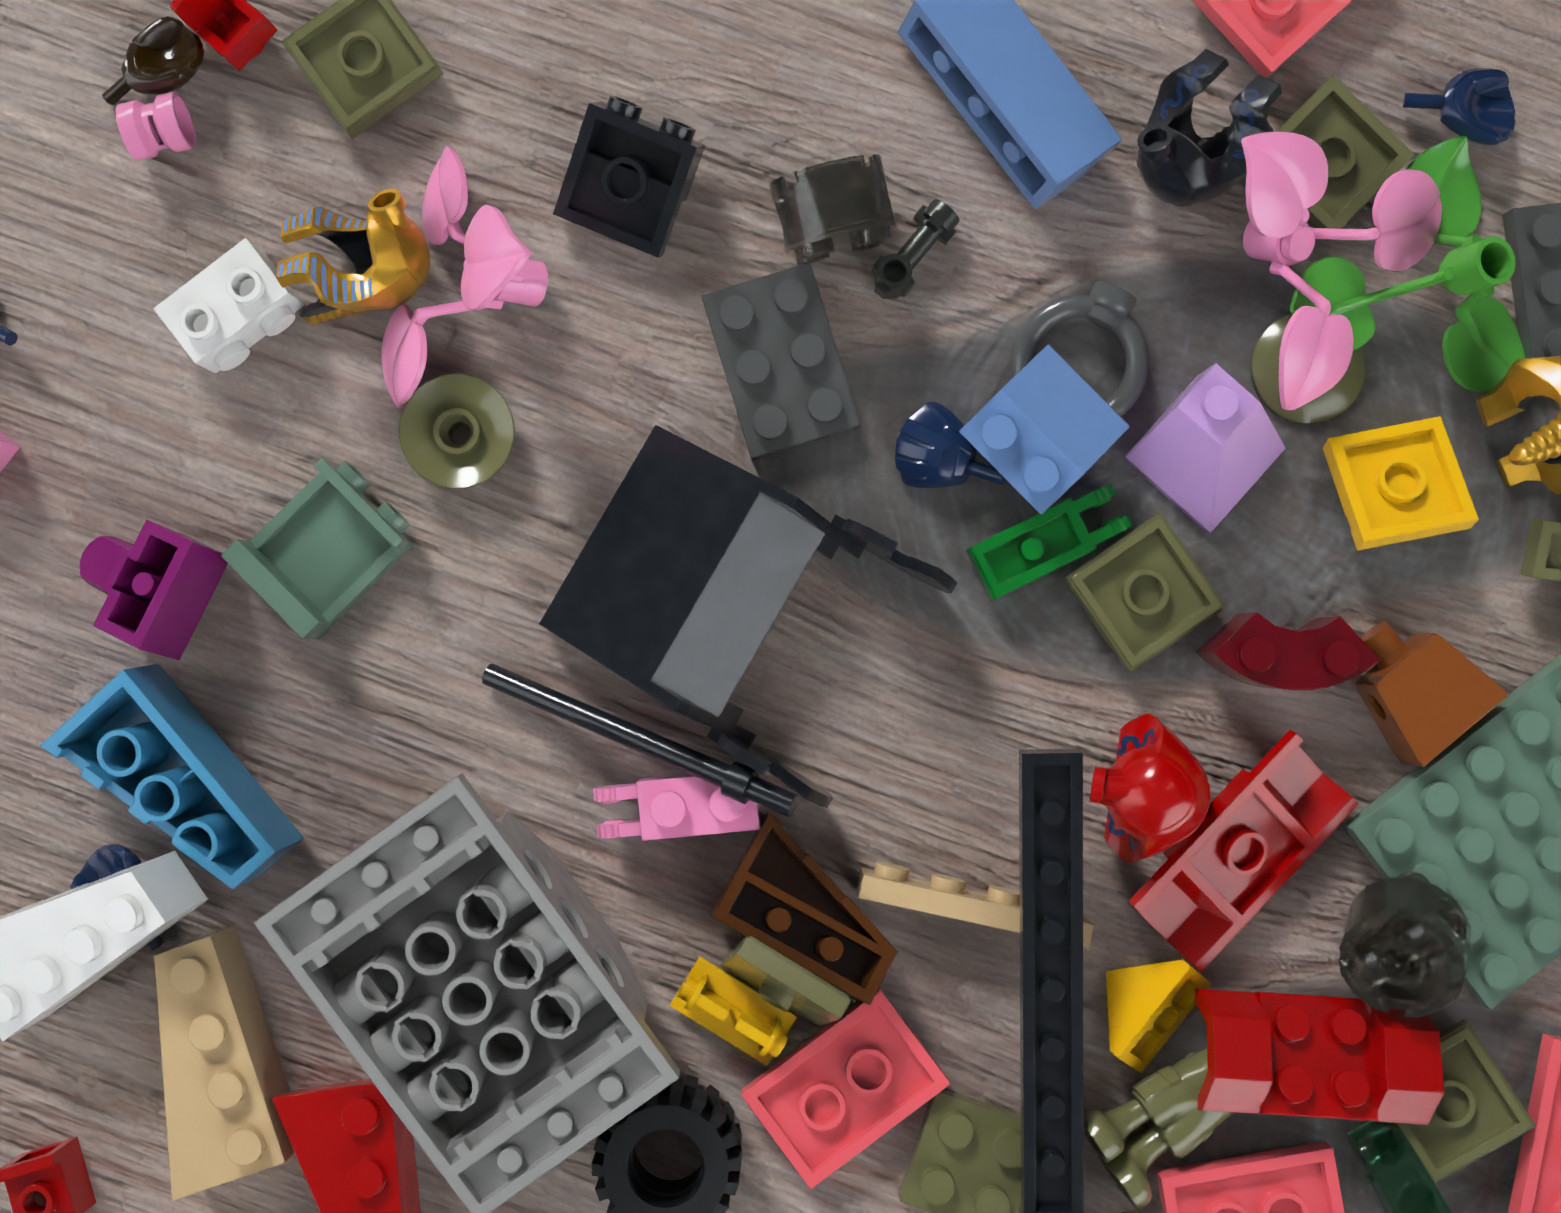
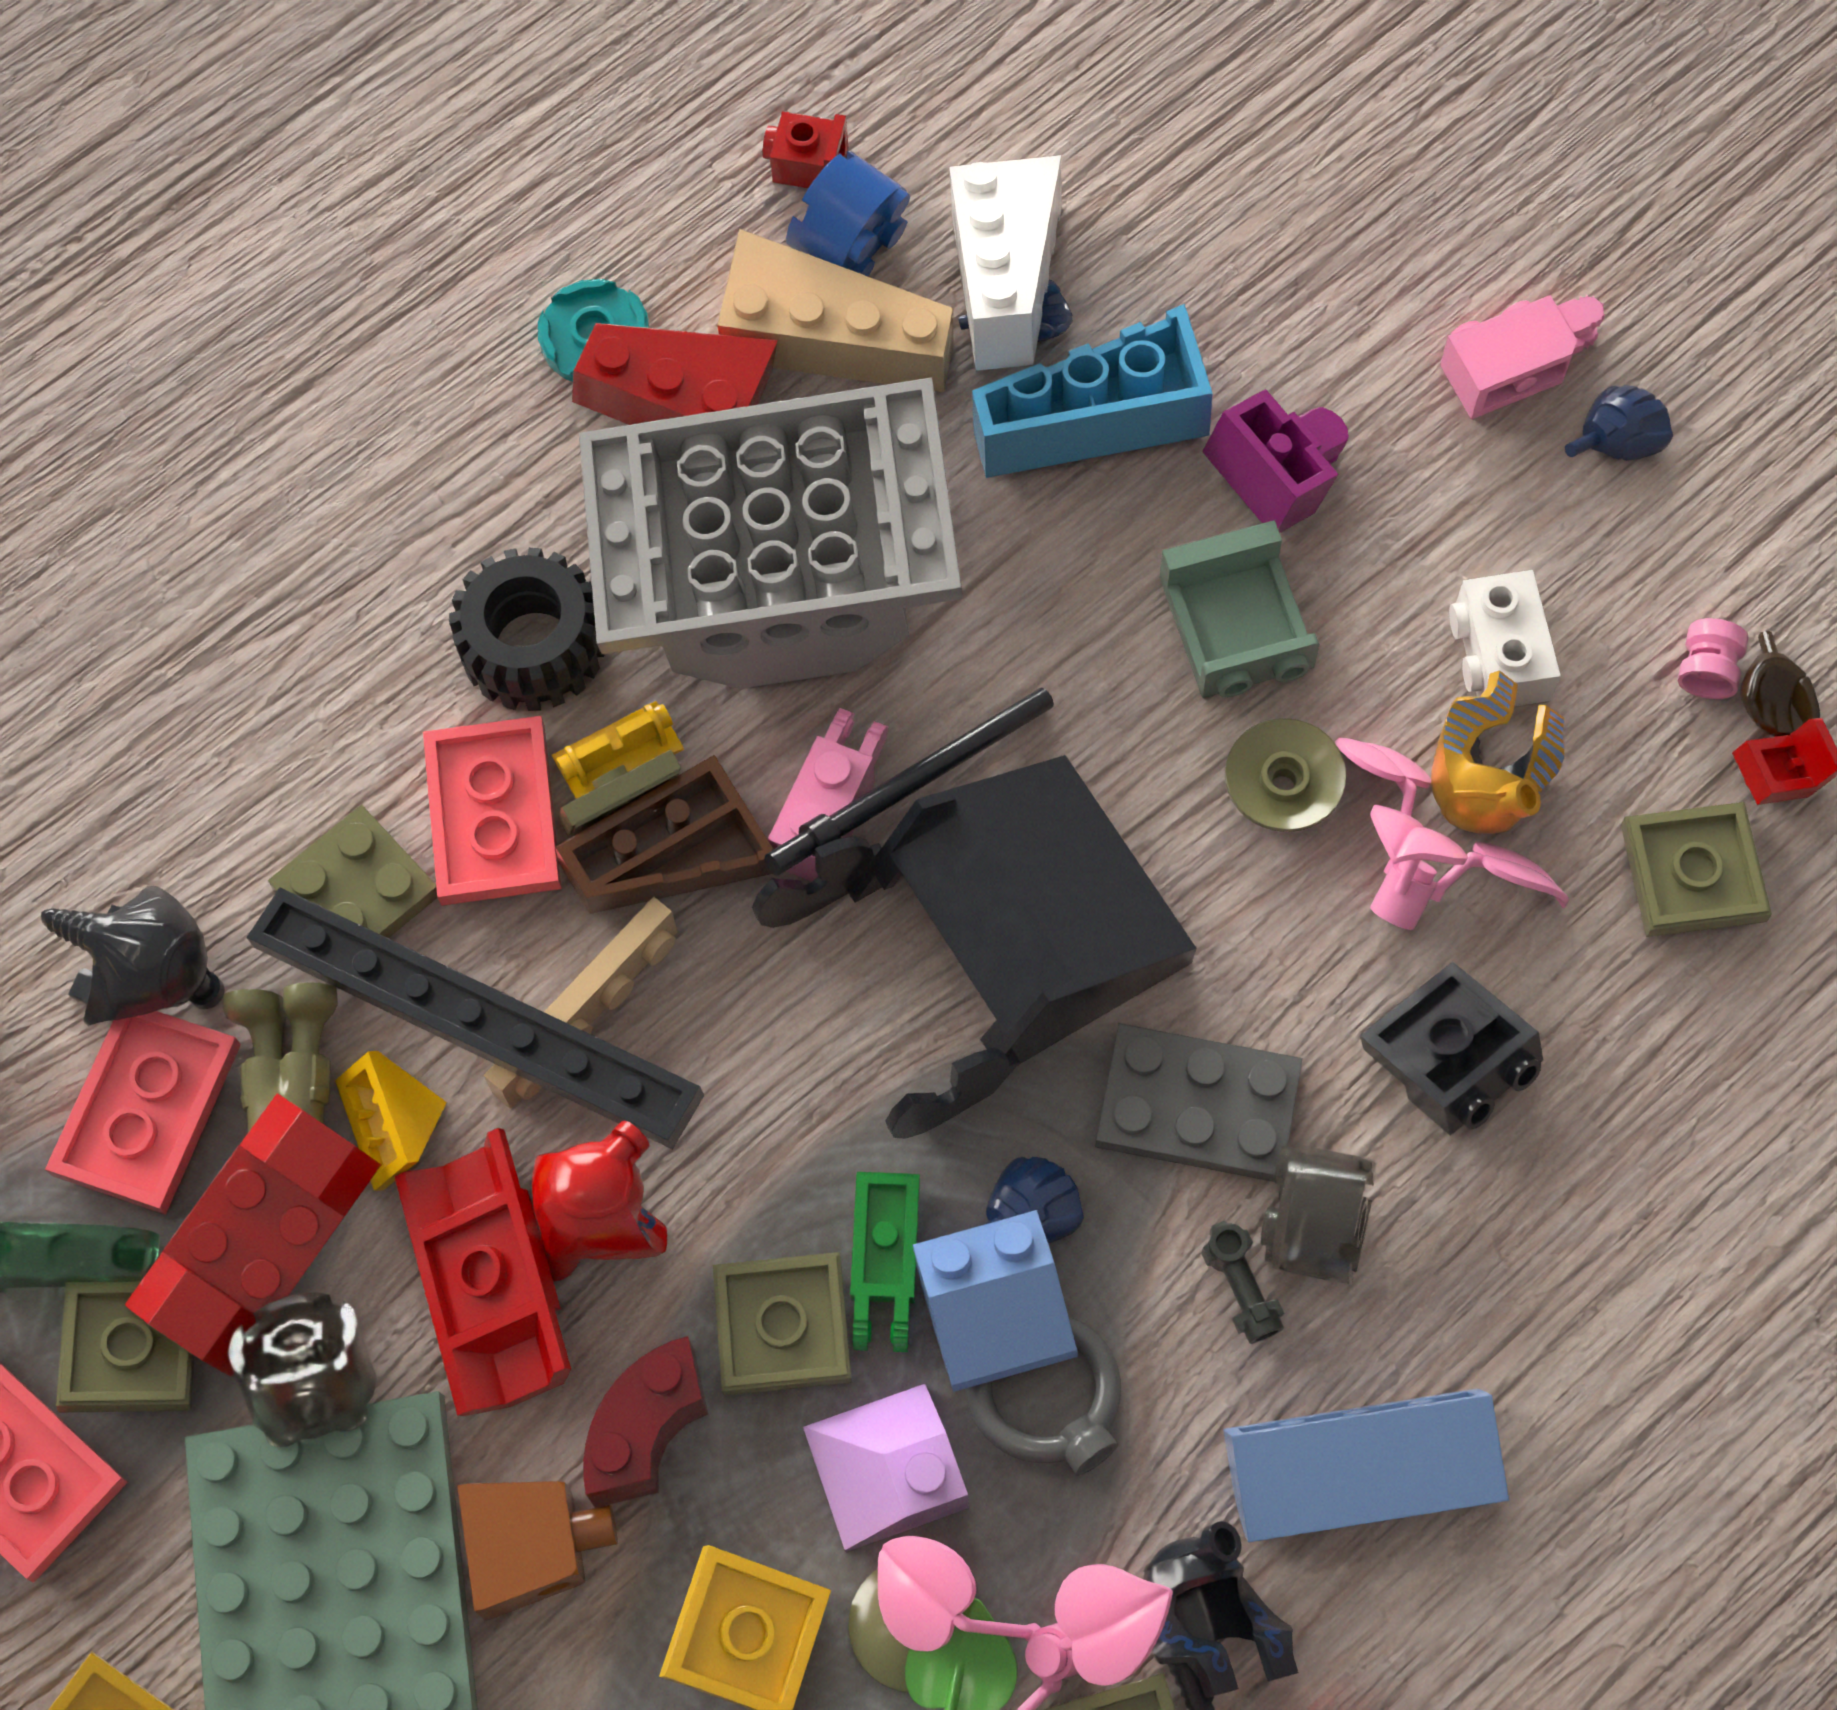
camera: 120 degrees right, 20 degrees down
(101, 1107) = (850, 214): none -> blue brick

